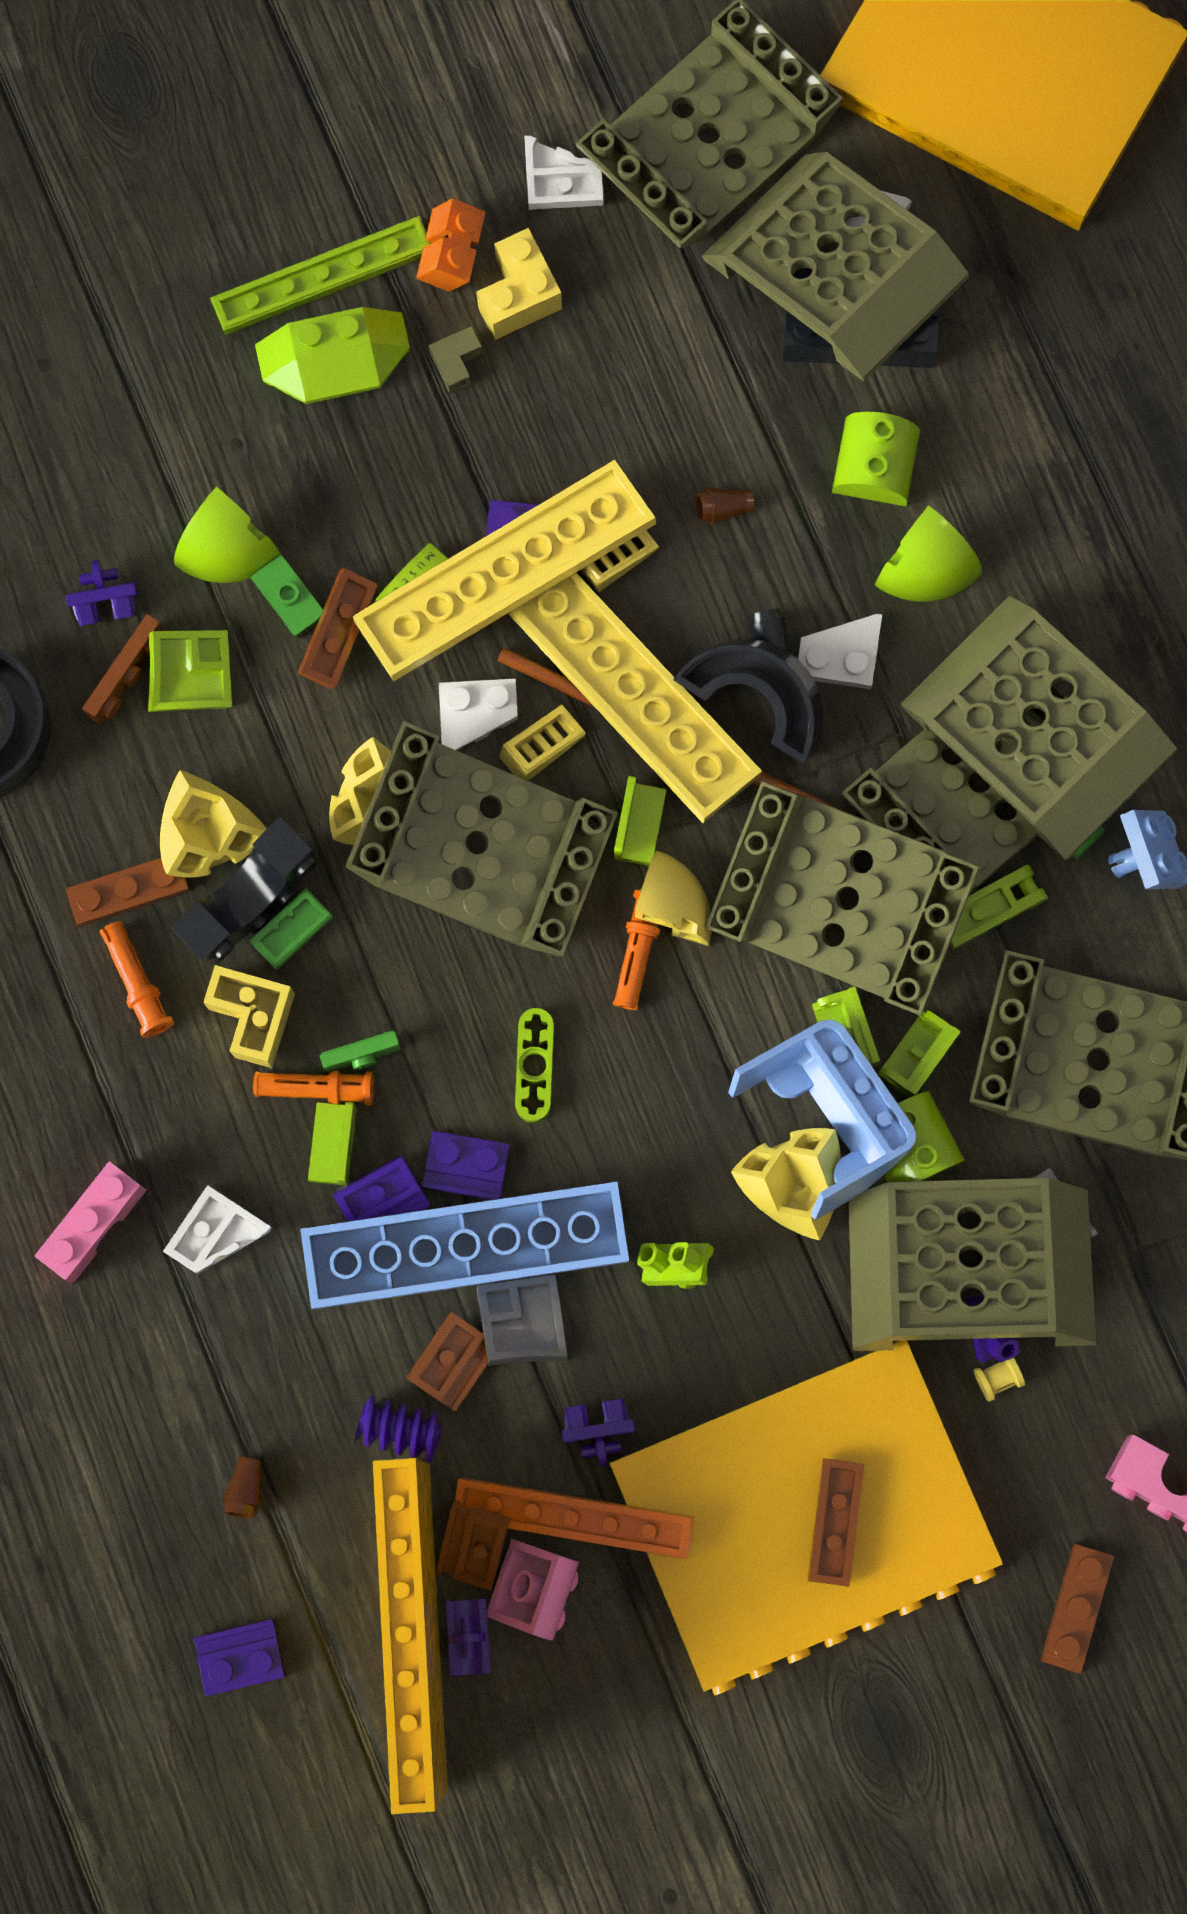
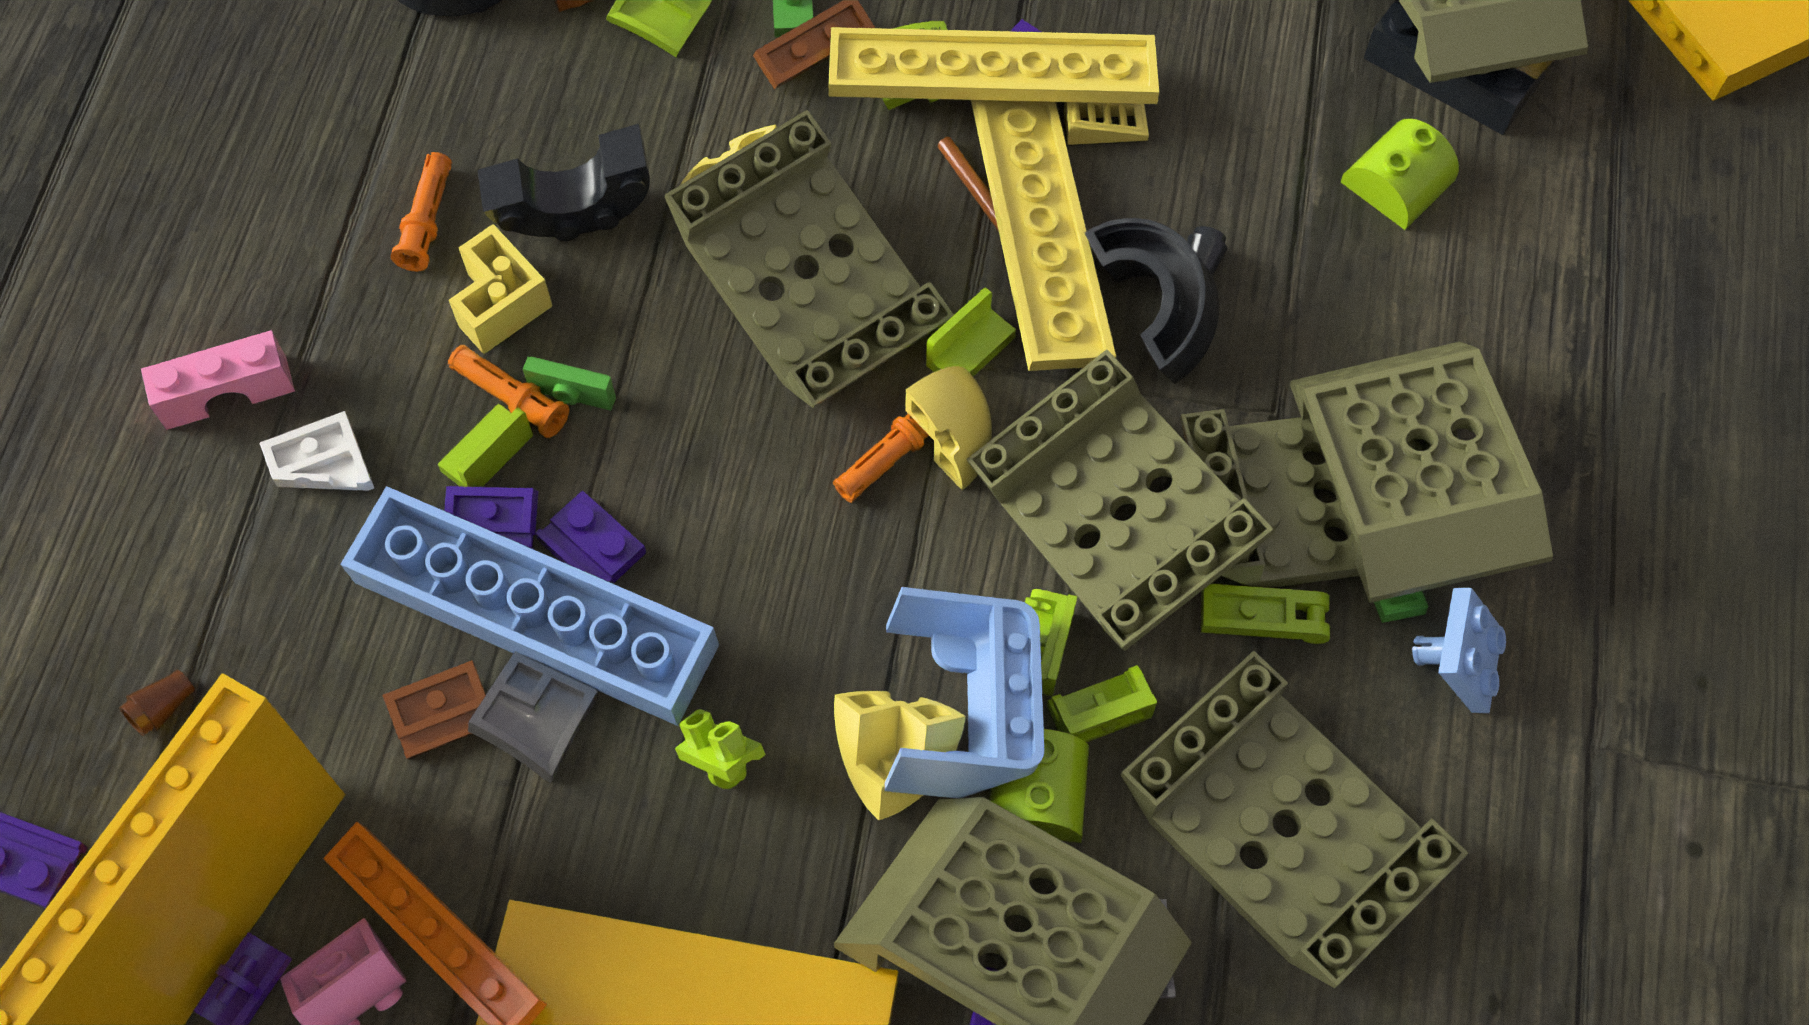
camera: 30 degrees right, 15 degrees down
(123, 892) = (475, 140): dark orange plate -> none
(204, 828) = (570, 123): light yellow brick -> none
(291, 929) = (590, 250): bright green plate -> none
(399, 1429) = (338, 739): dark purple piece -> none
(473, 1545) = (318, 894): dark orange plate -> none
(475, 709) = (890, 172): white wing -> none
(517, 763) = (927, 242): light yellow slope -> none
(525, 1036) = (691, 508): lime beam -> none
(578, 1429) = (509, 853): dark purple hips -> none
(722, 504) = (1231, 131): reddish brown cone -> none
(843, 653) = (1264, 313): white wing -> none
(930, 562) = (1400, 275): lime brick -> none

